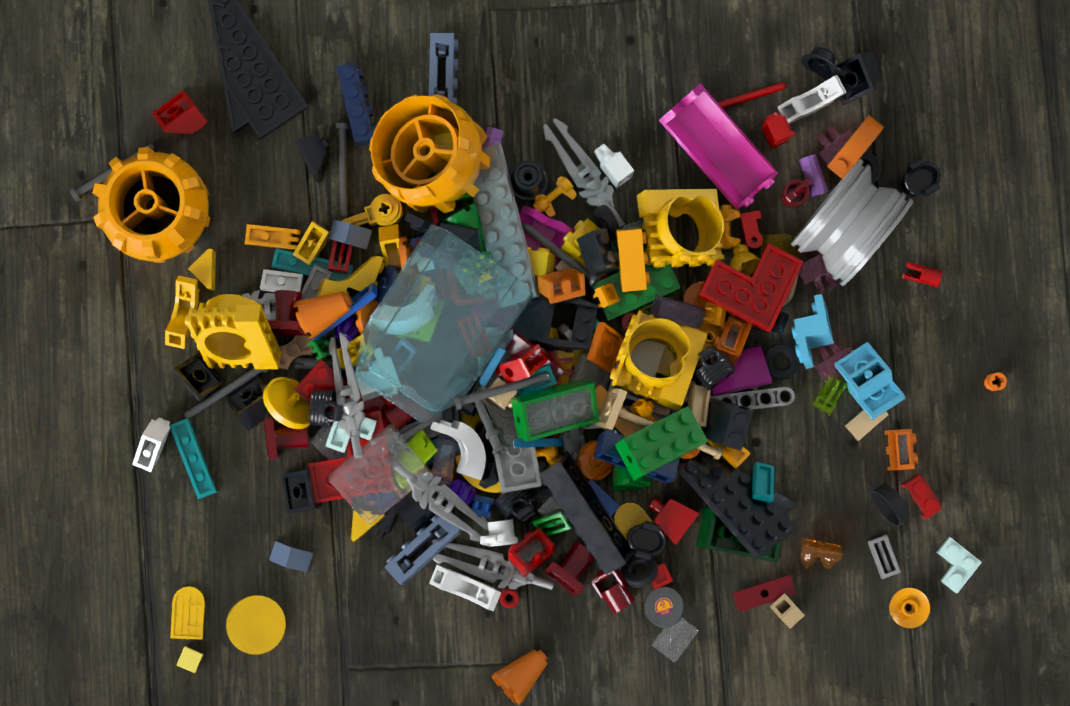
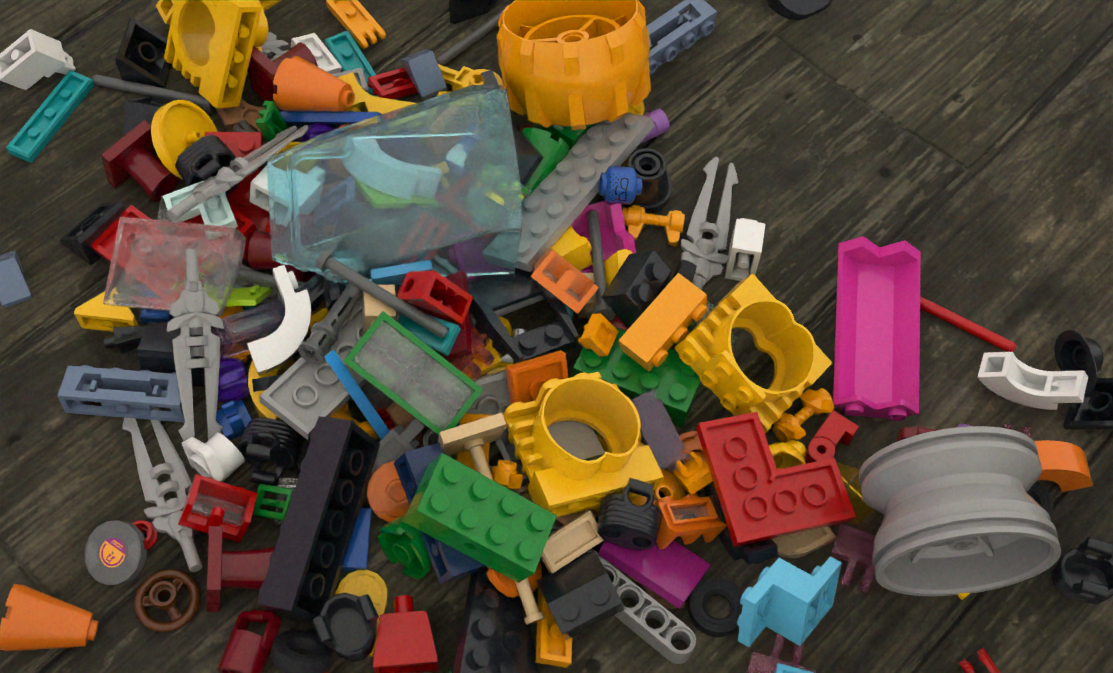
camera: 45 degrees right, 25 degrees down
(311, 243) = (381, 49): yellow slope -> none
(465, 587) = (113, 469): white arch -> none
(511, 617) = (115, 552): none -> dark grey tile
(528, 202) = (620, 185): none -> blue head
(548, 596) = (162, 589): none -> reddish brown piece
(777, 130) = (961, 371): red window -> none

